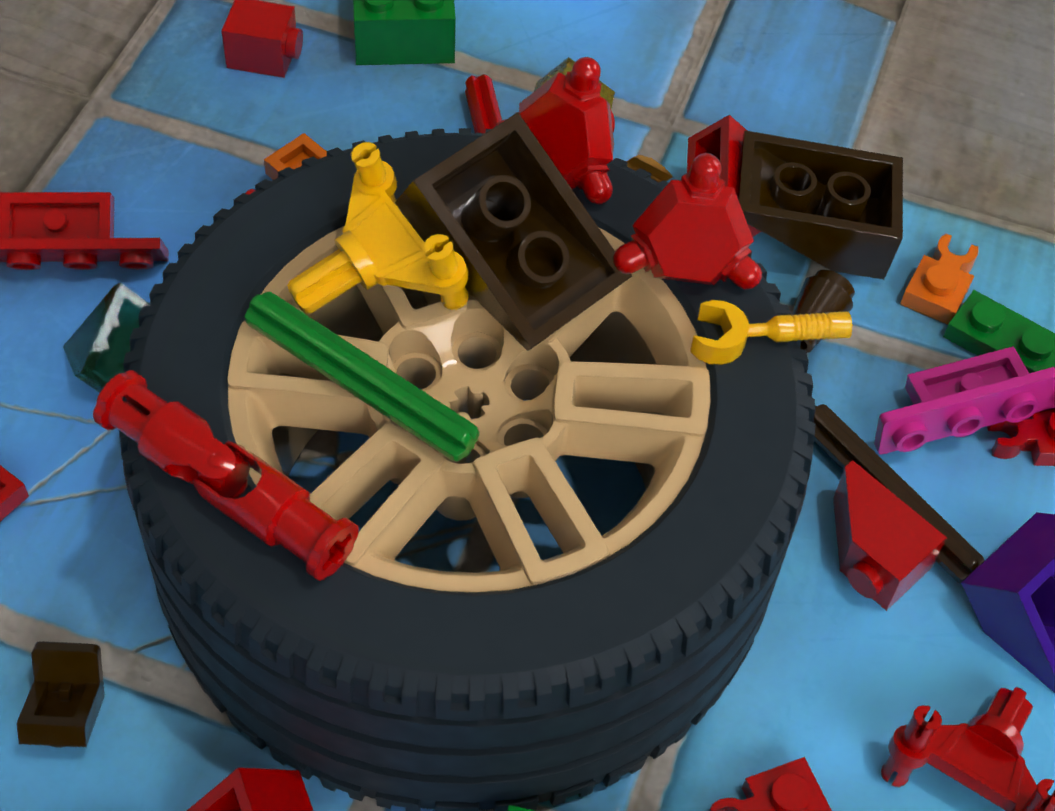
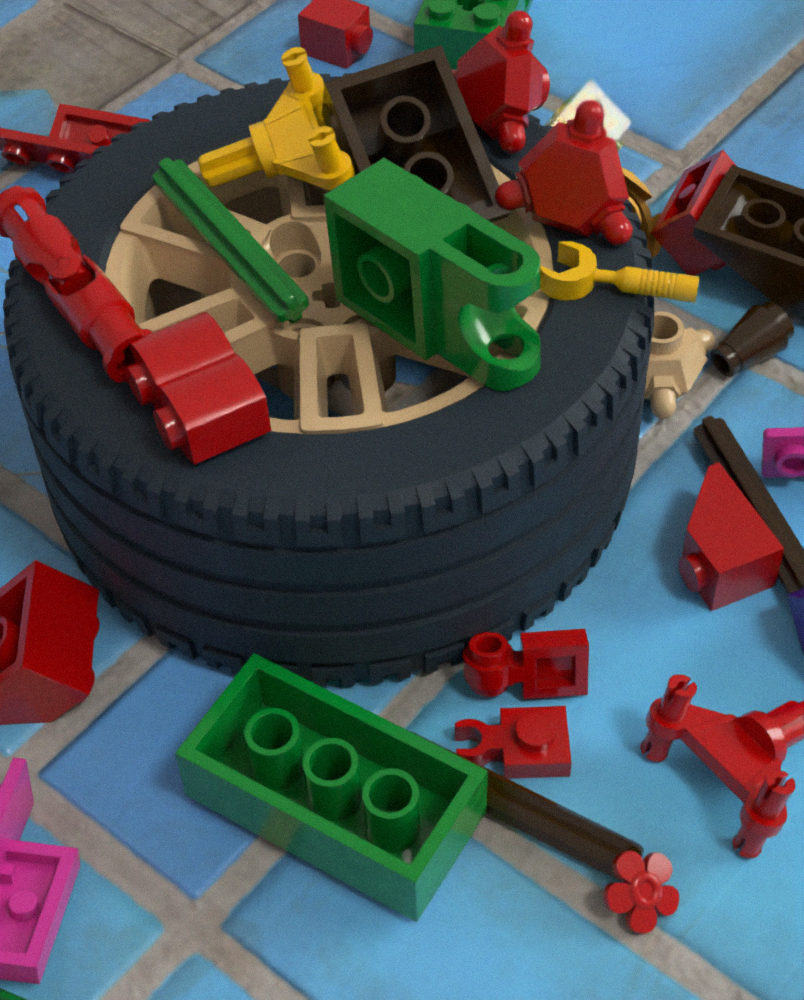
camera: 25 degrees right, 5 degrees down
(421, 570) = (199, 388): none -> red brick
(616, 380) = (433, 274): none -> green brick
(770, 721) = (545, 666): none -> red plate

